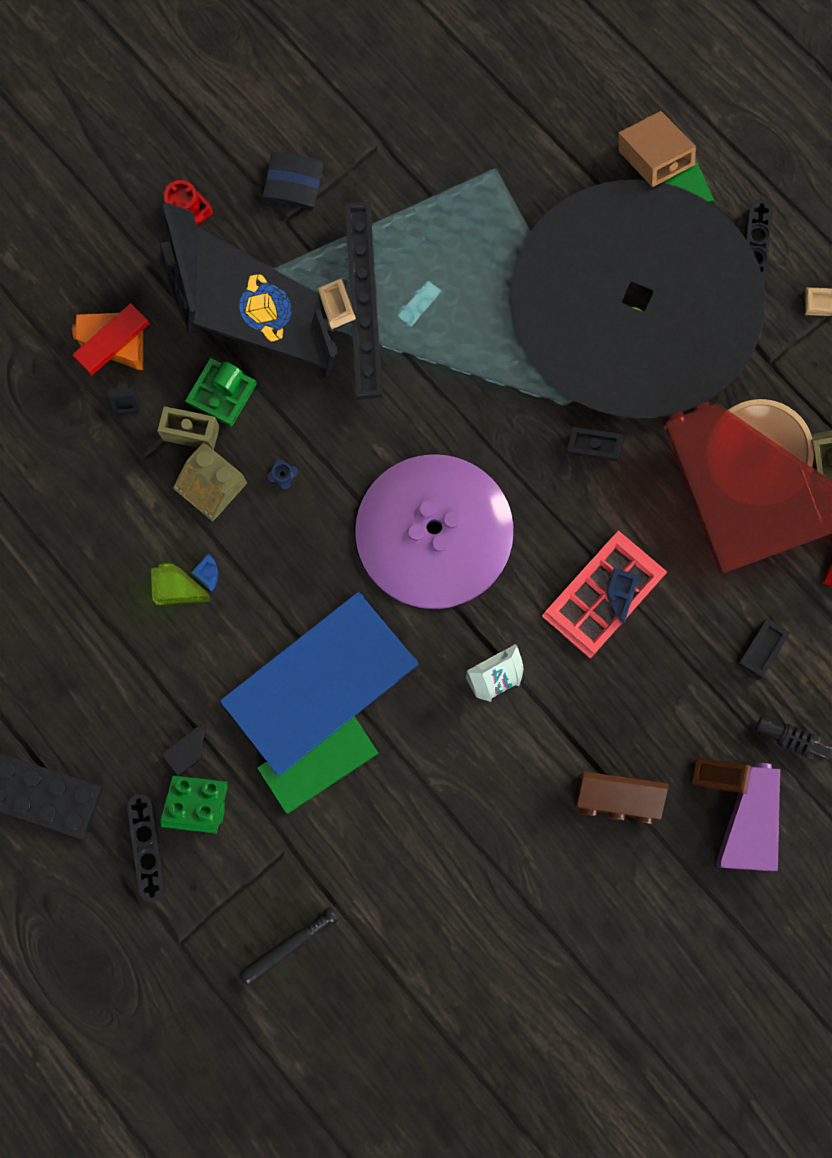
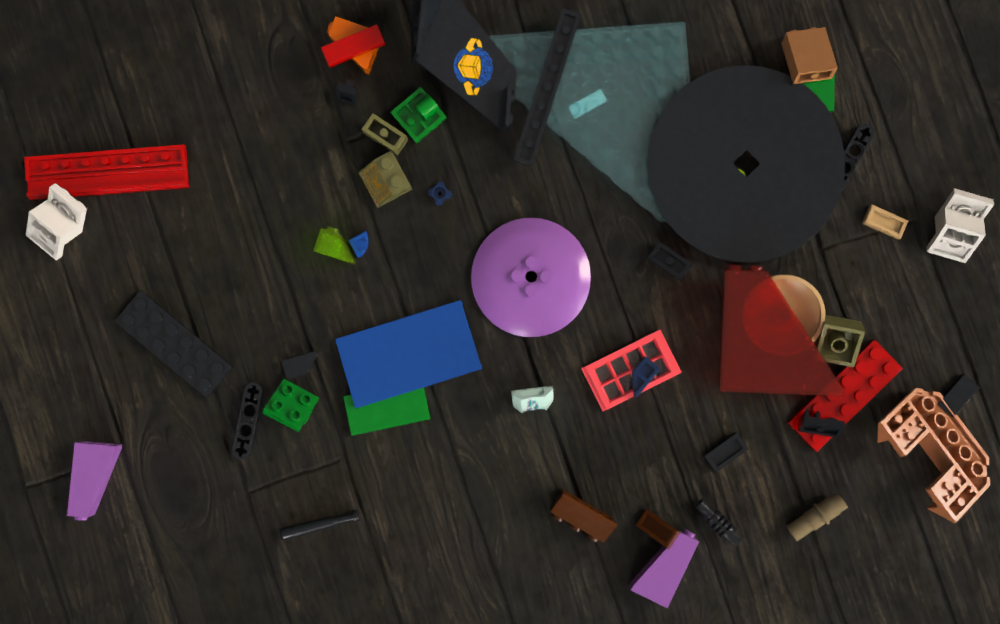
camera: 15 degrees right, 10 degrees up
(336, 303) = (526, 83): tan tile -> none

